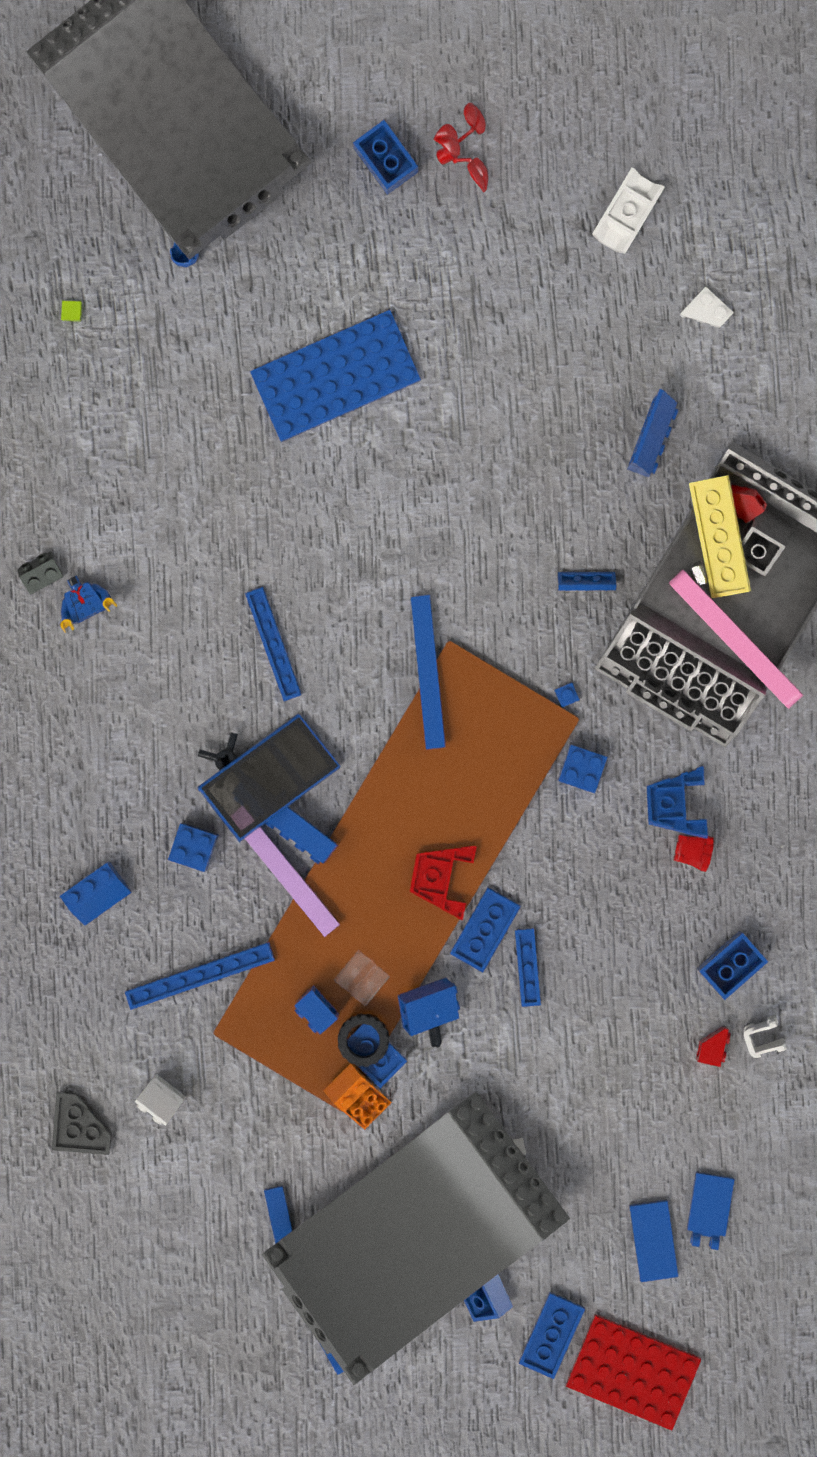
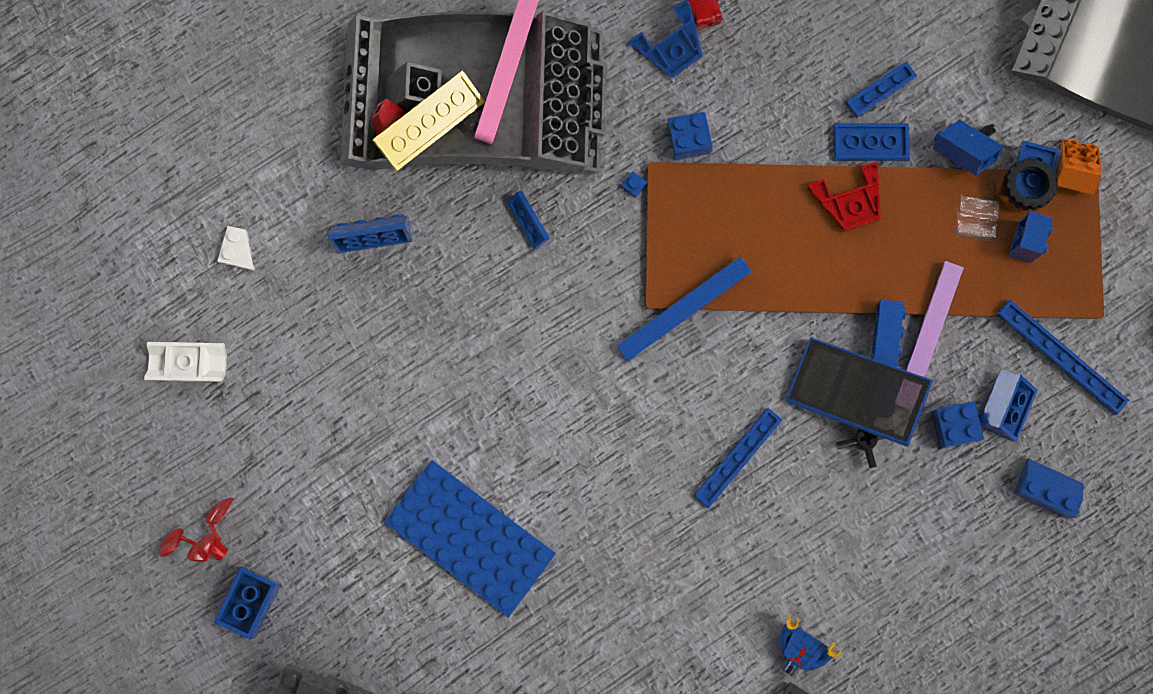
camera: 120 degrees left, 10 degrees down
(184, 902) = (1008, 405): none -> blue slope

